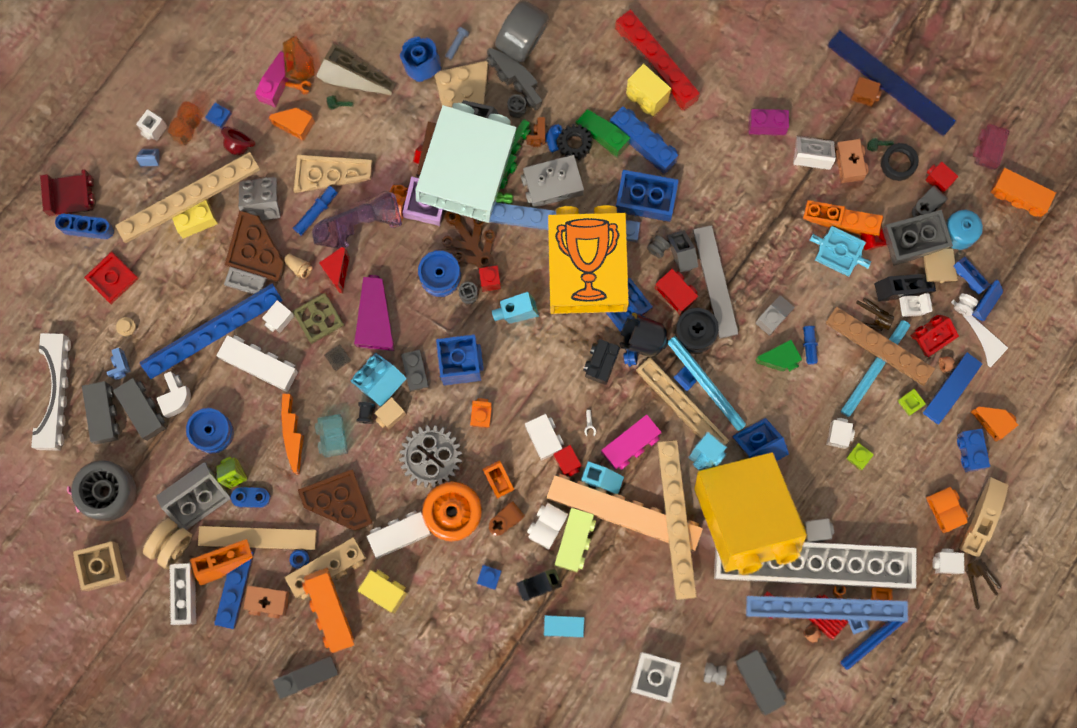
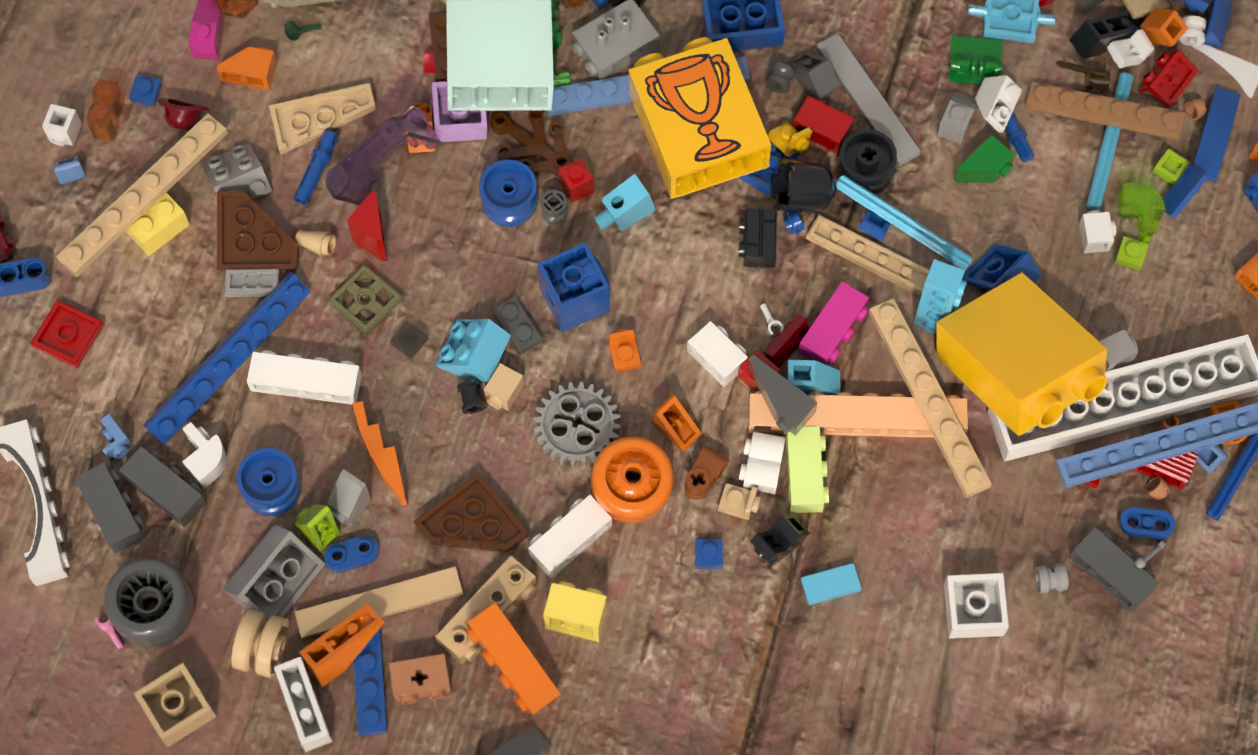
camera: 20 degrees left, 10 degrees down
(125, 326) = (108, 388): tan plate -> none
(258, 461) = (348, 498): none -> light grey slope
(277, 317) = (311, 313): white brick -> none
(295, 554) = (444, 603): blue plate -> none
(299, 86) = (250, 28): orange hand -> none
(331, 436) = (436, 439): clear light blue brick -> none
(373, 319) = (442, 279): magenta slope -> none
(522, 547) = (739, 501): none -> tan bracket
(575, 492) = (786, 402): none -> dark grey slope
(589, 447) = (787, 342): none -> dark red plate
(648, 295) = (789, 139): none -> yellow bracket
(778, 686) = (1141, 562): none -> light grey hinge
(795, 656) = (1146, 522): none -> blue plate
(802, 277) = (974, 59): none -> green hinge
(804, 315) = (997, 100): none -> white slope
(881, 424) = (1143, 204): none -> clear neon green brick
(911, 425) = (1183, 191): none -> blue slope
(945, 296) = (1164, 27): none -> orange brick

